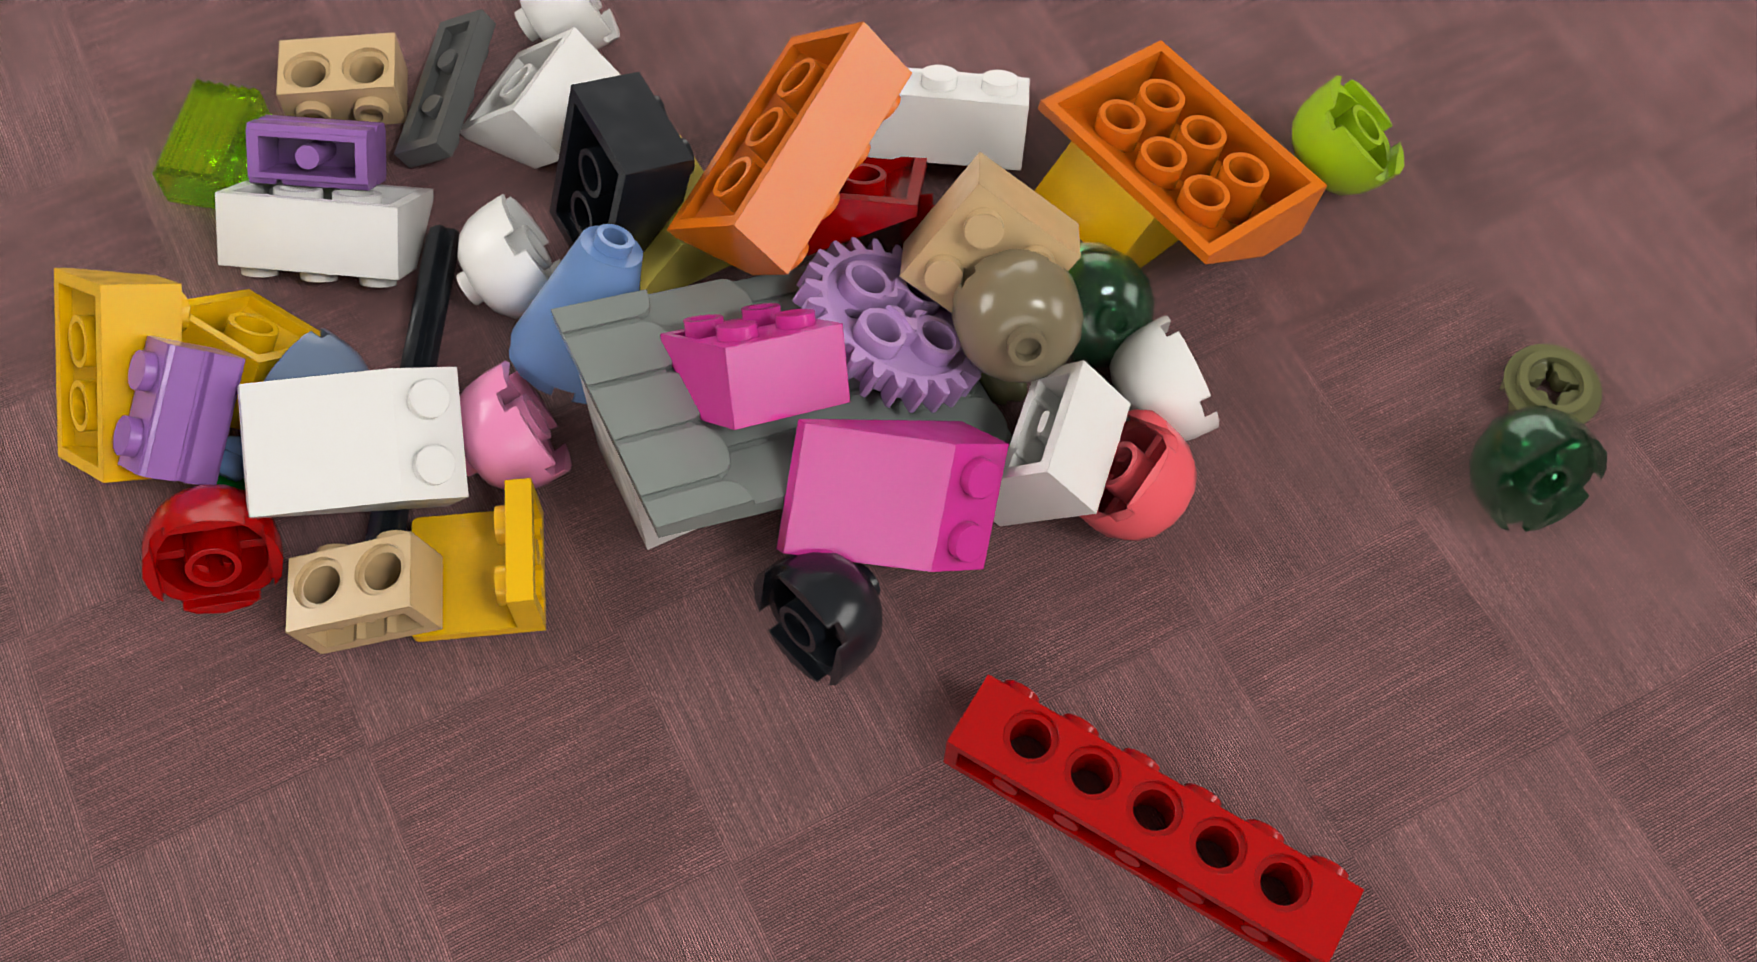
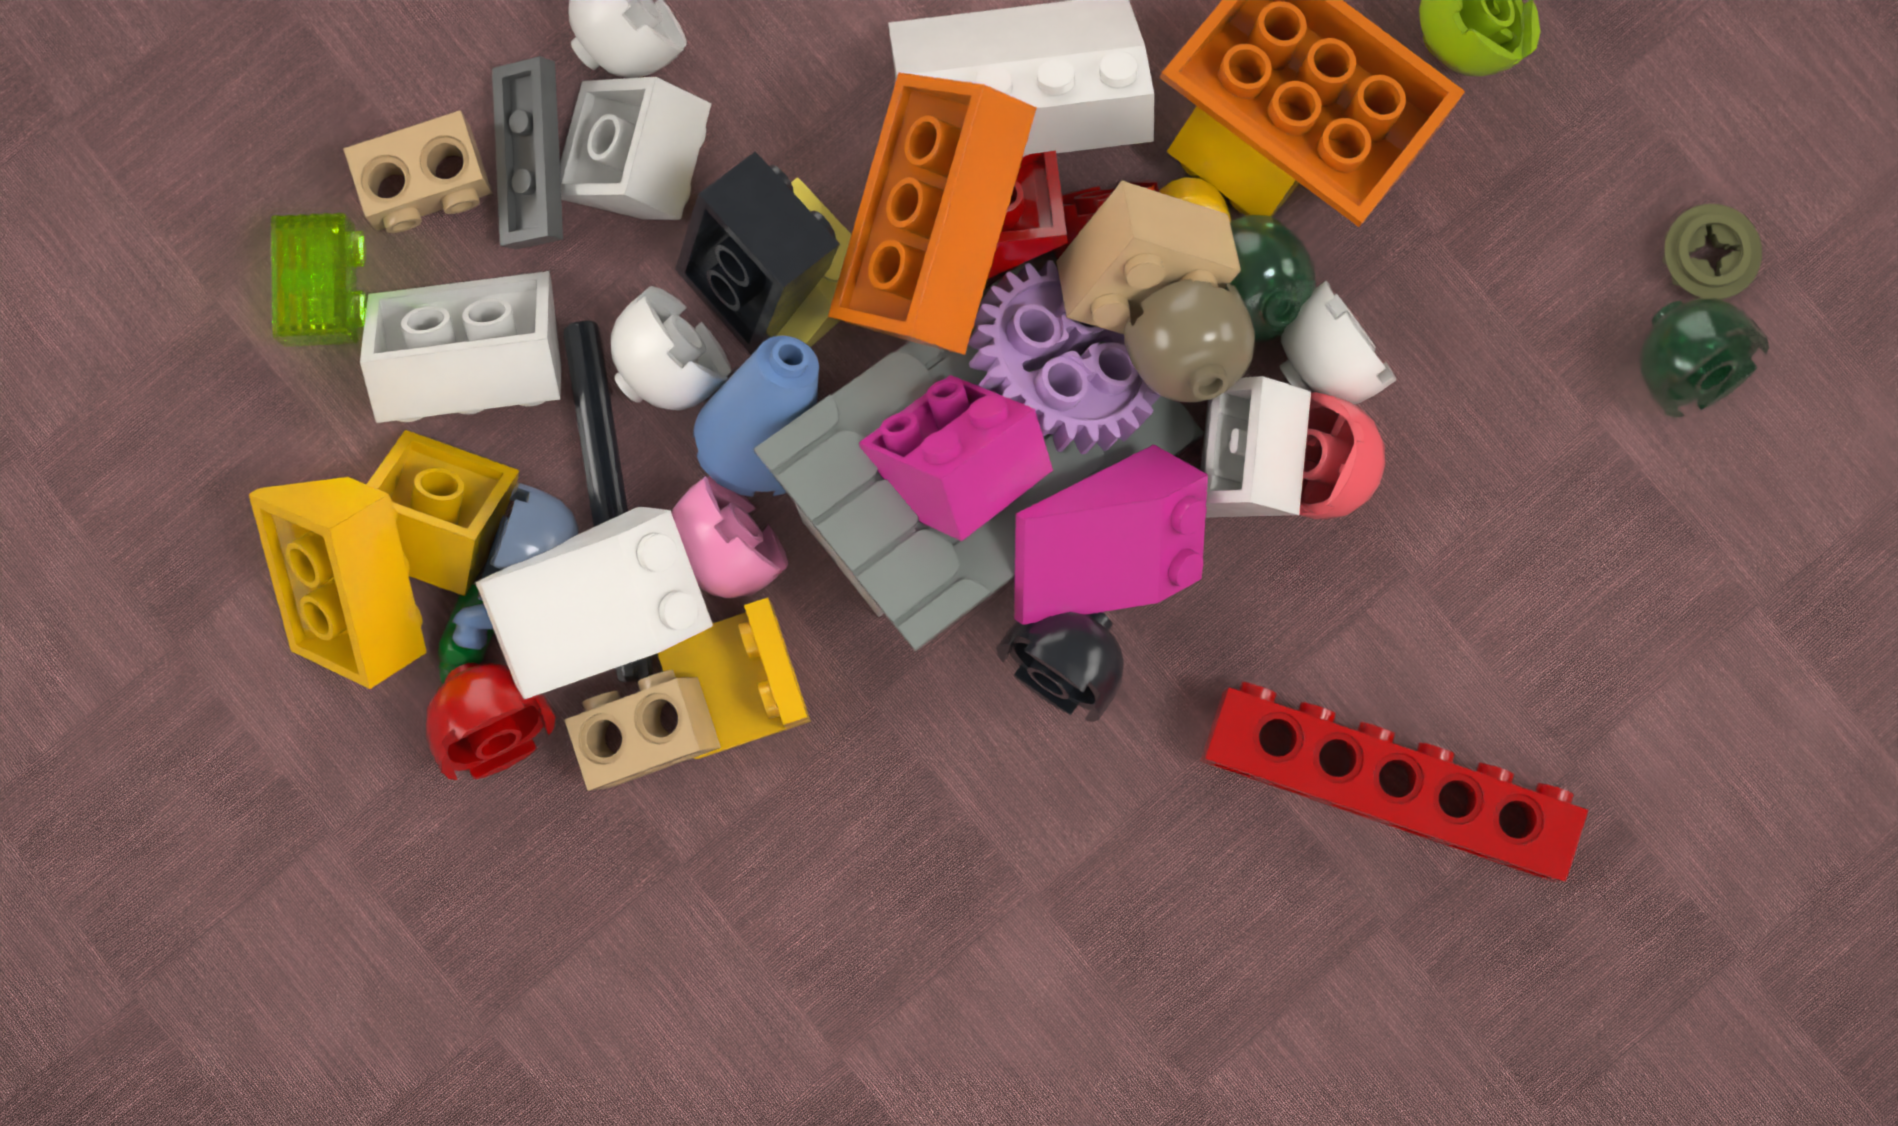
camera: 10 degrees left, 20 degrees up
(178, 411) = (422, 609): medium lavender brick -> none
(316, 152) = (427, 270): medium lavender brick -> none

